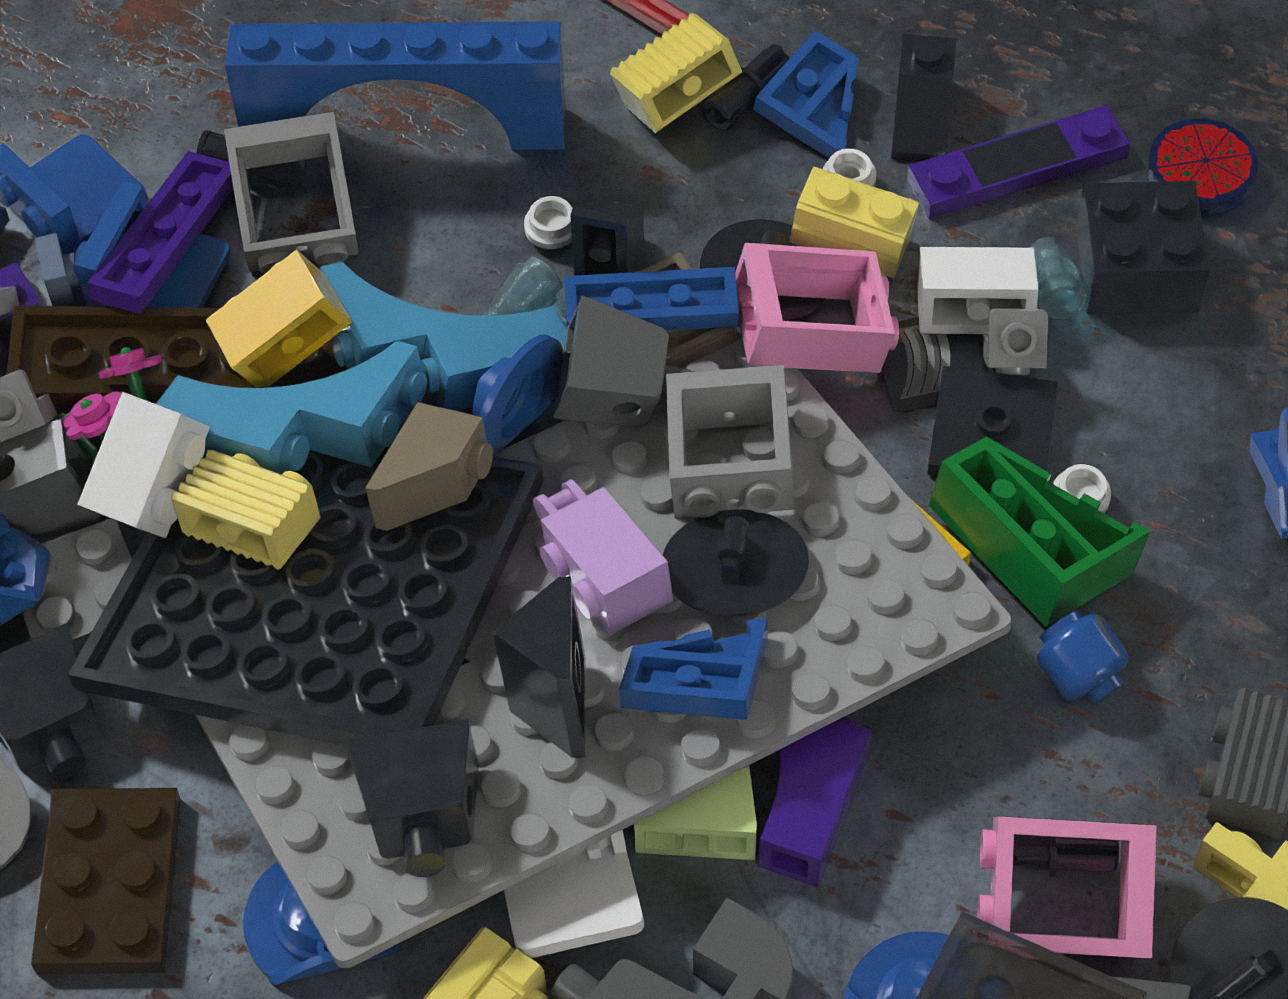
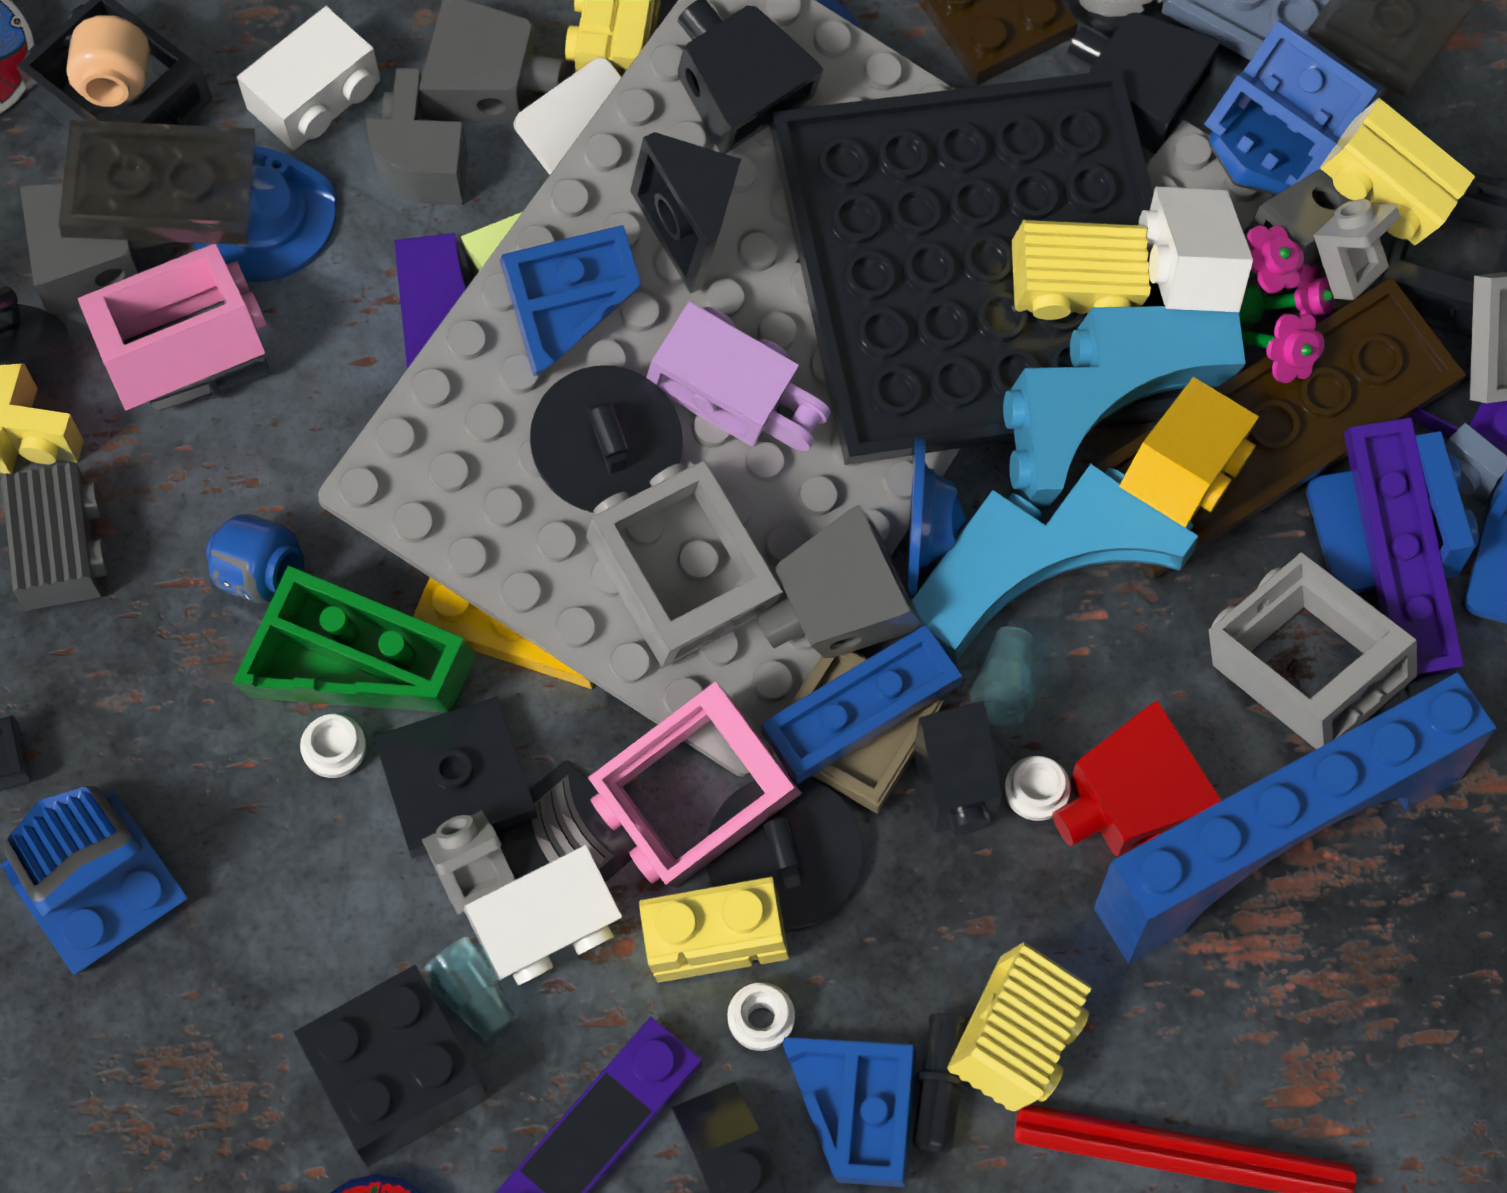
camera: 150 degrees right, 10 degrees up
(429, 466) = (943, 384): dark tan slope -> none
(482, 182) = (1135, 785): none -> red torso

